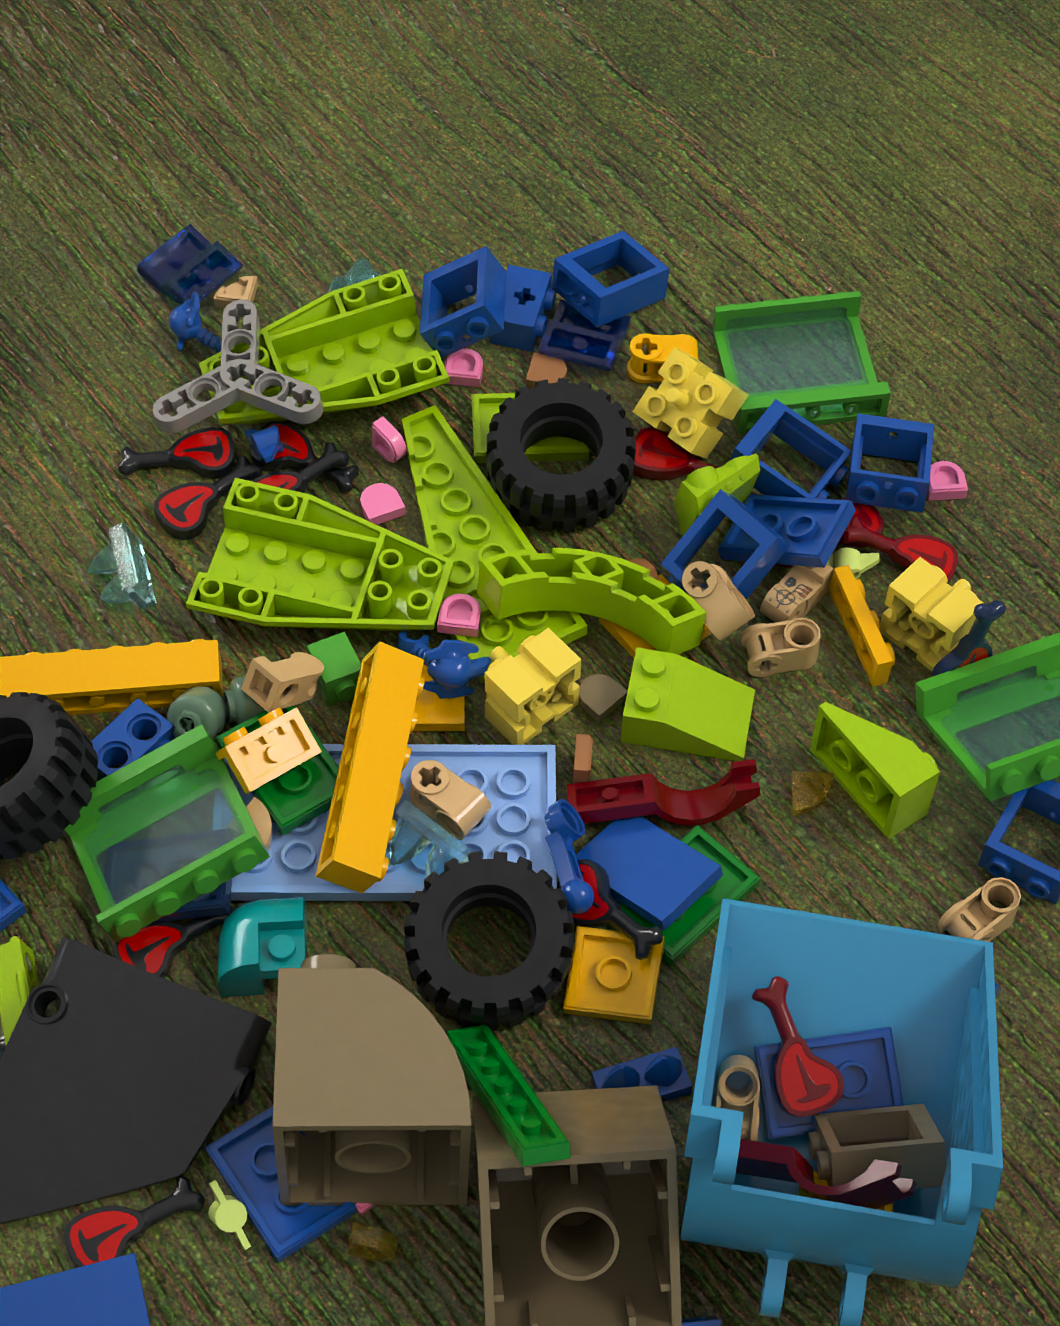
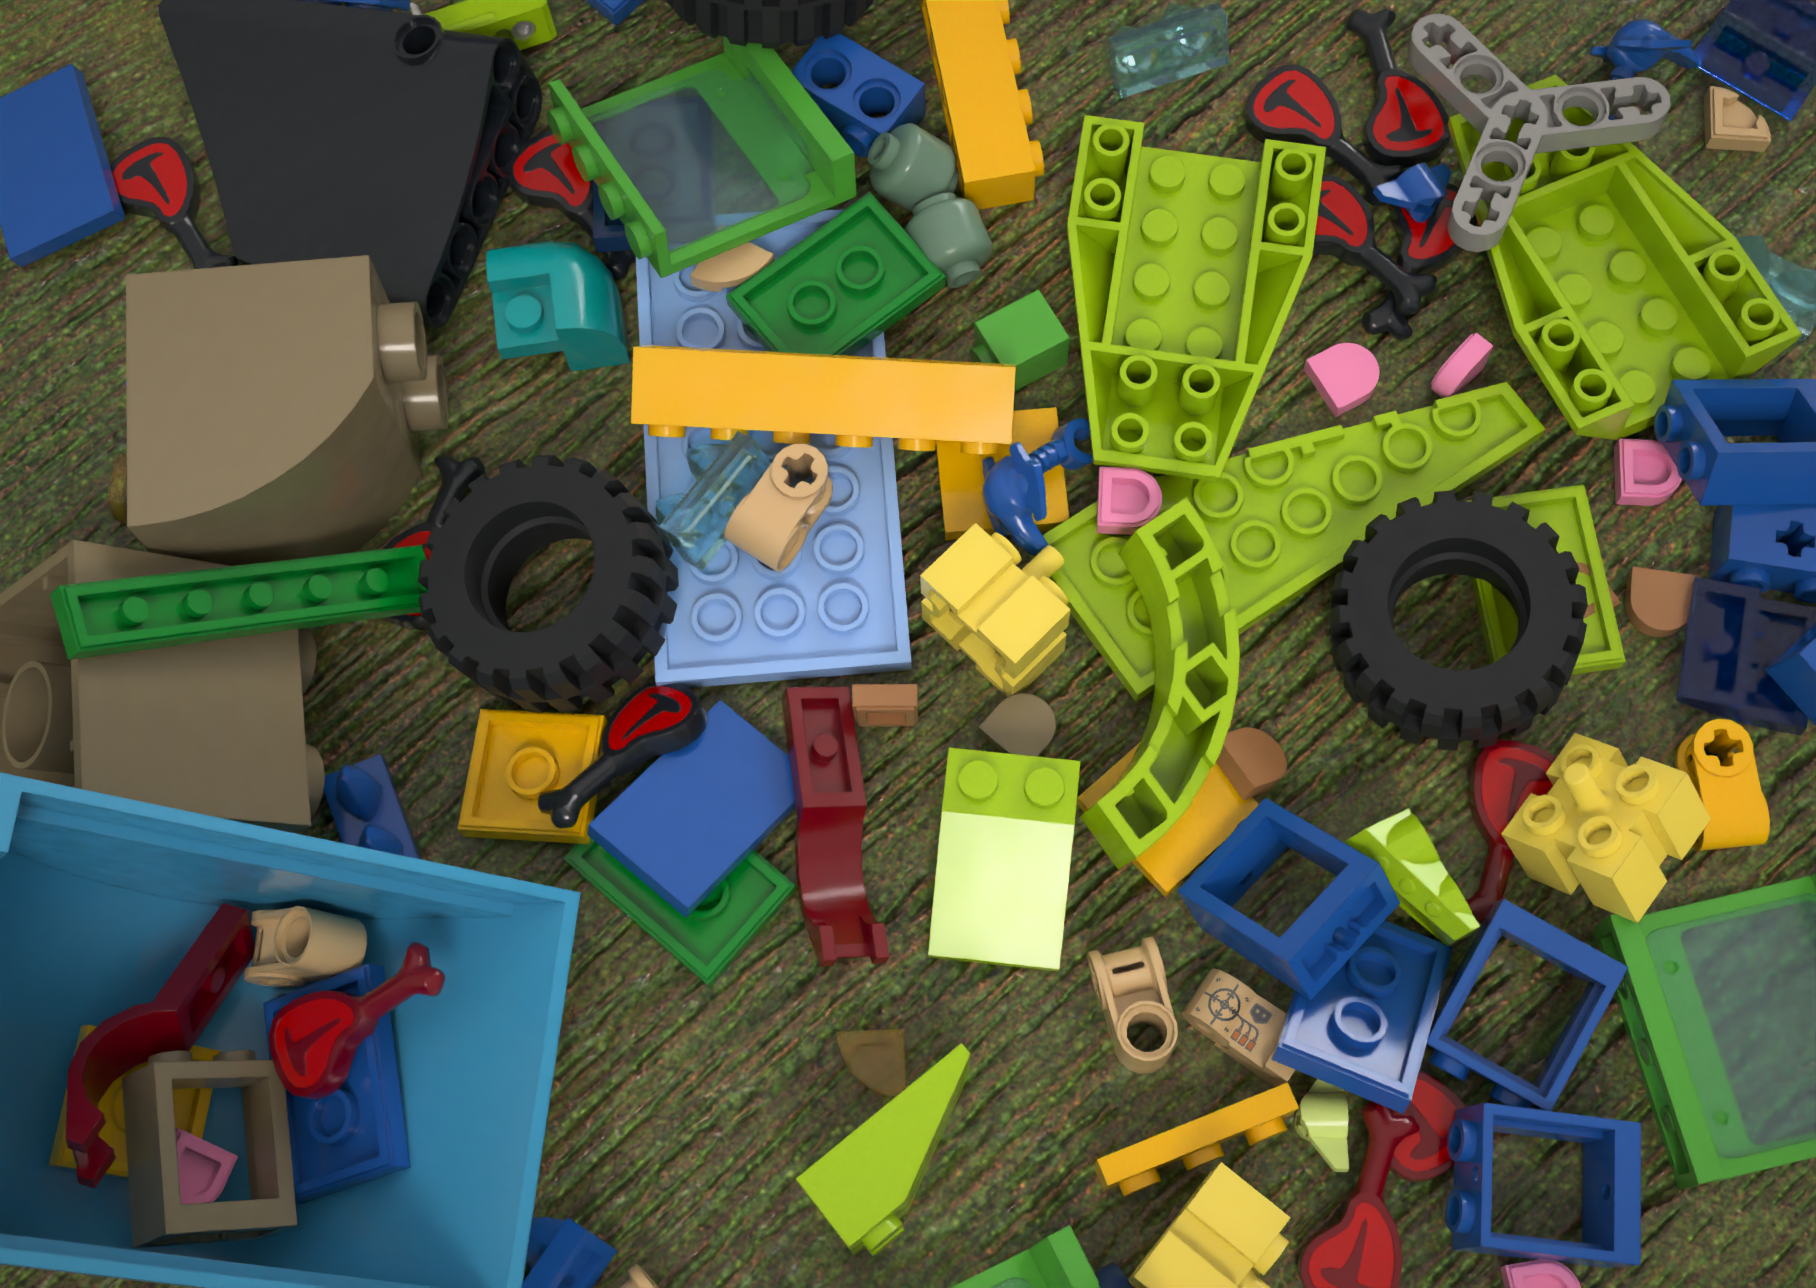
camera: 90 degrees right, 15 degrees up
(269, 750) = (833, 250): yellow bracket -> none
(282, 681) = (957, 262): tan leg -> none
(565, 828) = (633, 700): blue piece -> none
(721, 600) = (1176, 883): tan piece -> none

